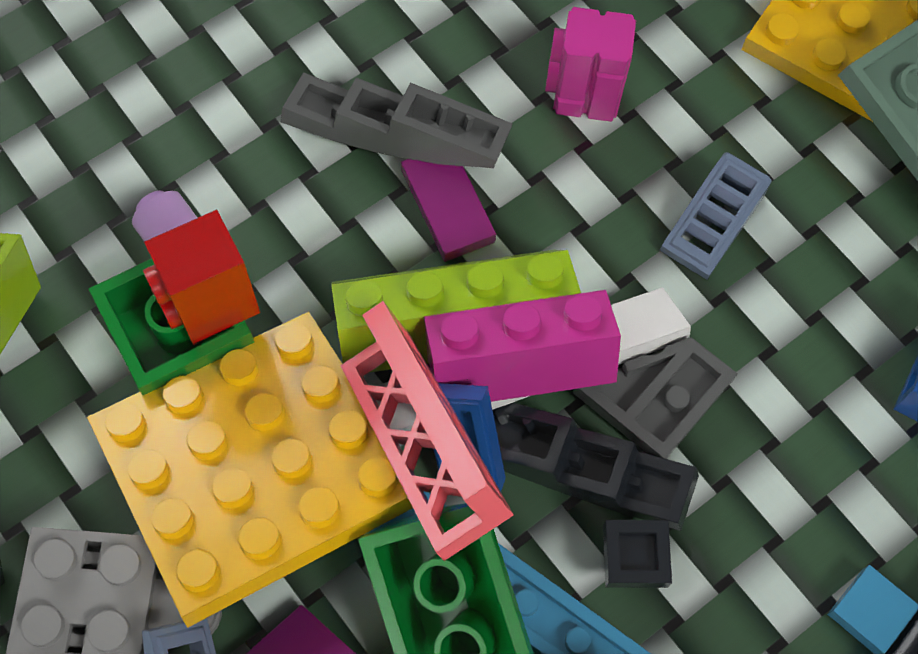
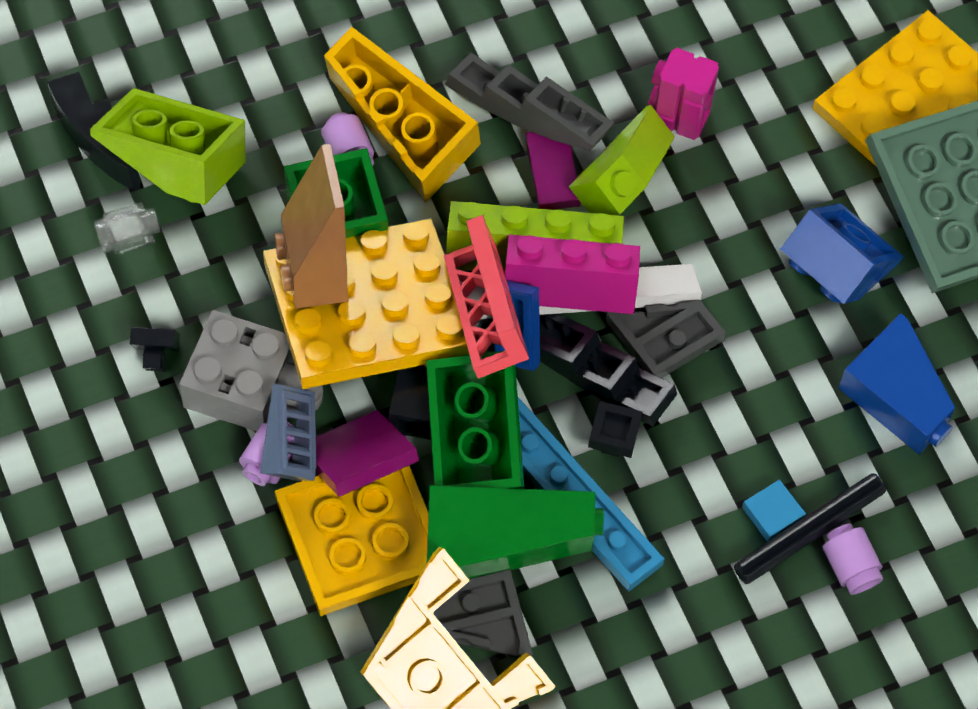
camera: 15 degrees right, 5 degrees down
(149, 398) = (315, 237): none -> medium nougat slope
(200, 277) = (366, 172): red brick -> none
(261, 185) = (406, 115): none -> yellow wedge
(347, 590) = (410, 403): none -> black brick
(540, 181) = (624, 165): none -> lime slope
(732, 184) = (767, 204): sand blue slope -> none
(845, 231) = (840, 253): none -> slope

